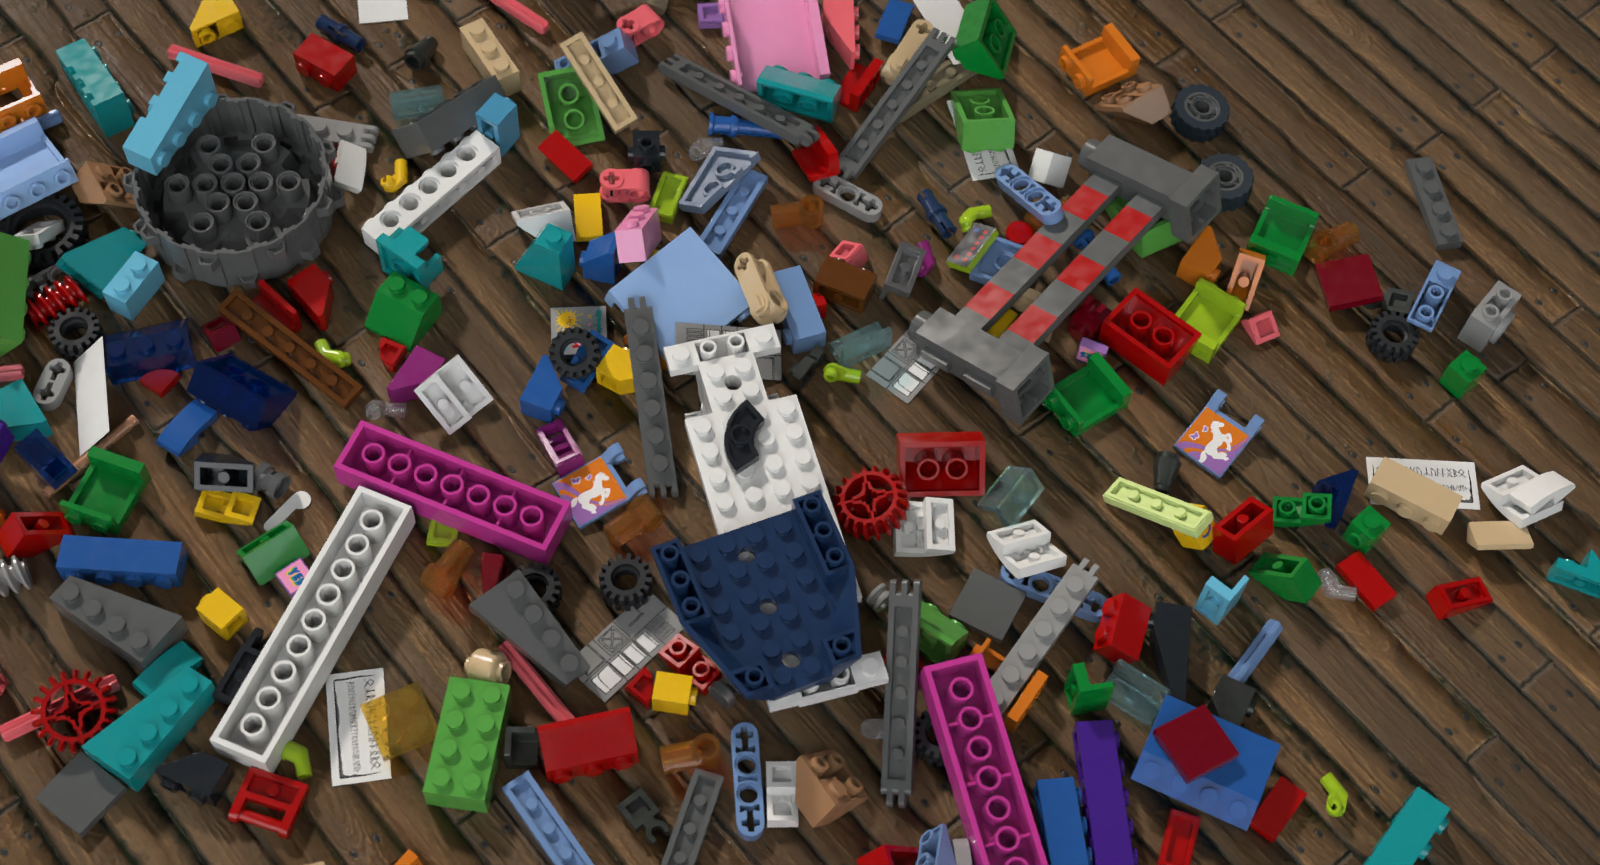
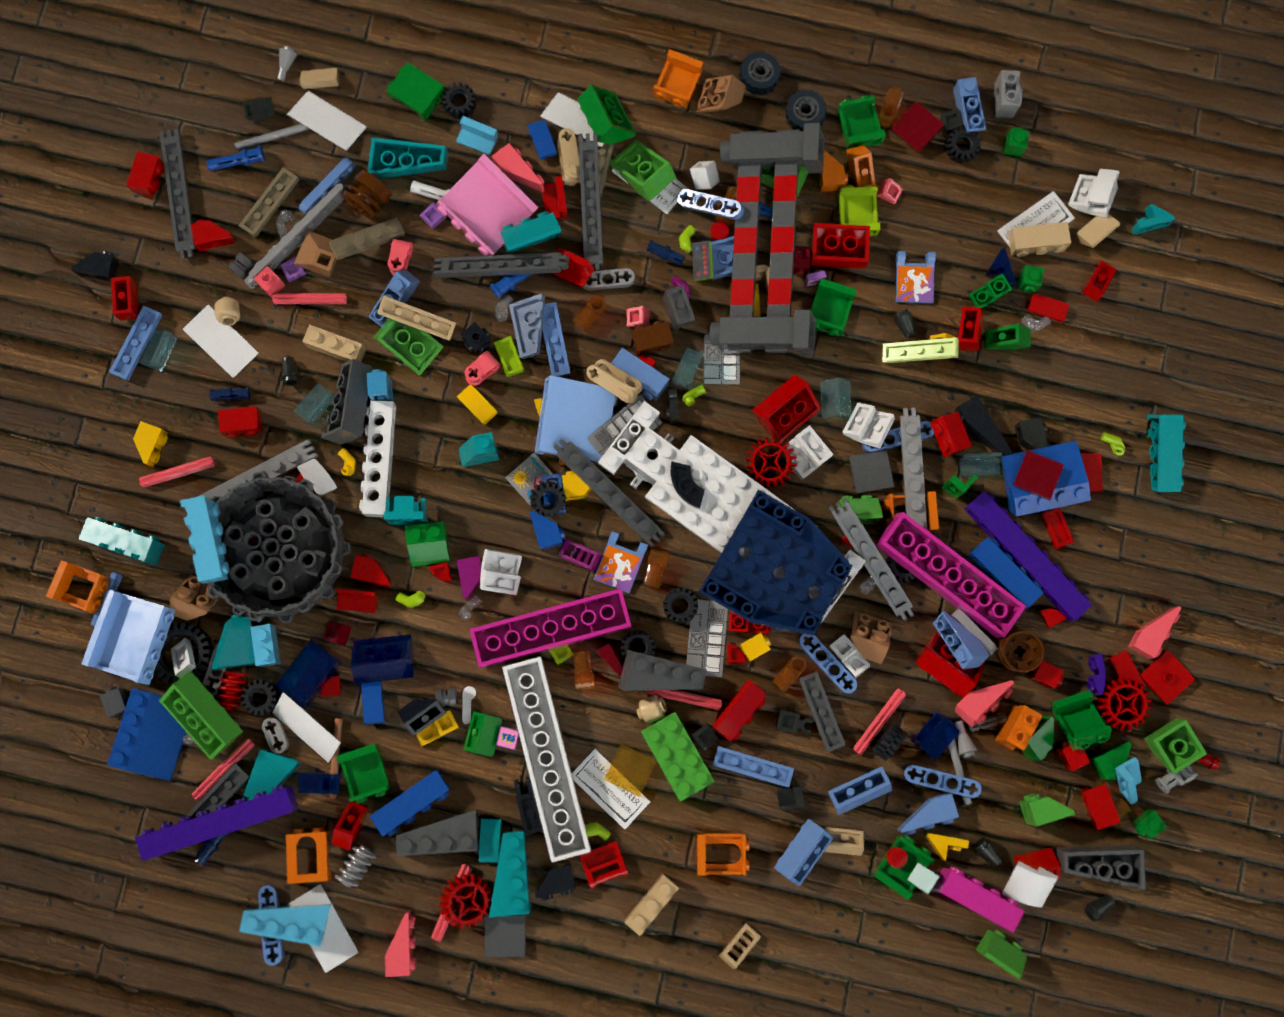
camera: 35 degrees left, 20 degrees up
(221, 613) = (489, 789): yellow brick -> none
(290, 349) = (387, 615): reddish brown plate -> none
(536, 218) = (457, 426): white slope -> none
(565, 156) = (431, 376): red tile -> none
(601, 260) = (509, 427): blue slope -> none
(638, 234) = (522, 400): bright pink brick -> none
(879, 597) = (815, 511): light grey bush -> none
(1218, 600) = (989, 381): medium azure panel -> none
(1256, 651) = (1022, 394): medium blue axle -> none
(1433, 203) = (925, 37): dark grey plate -> none

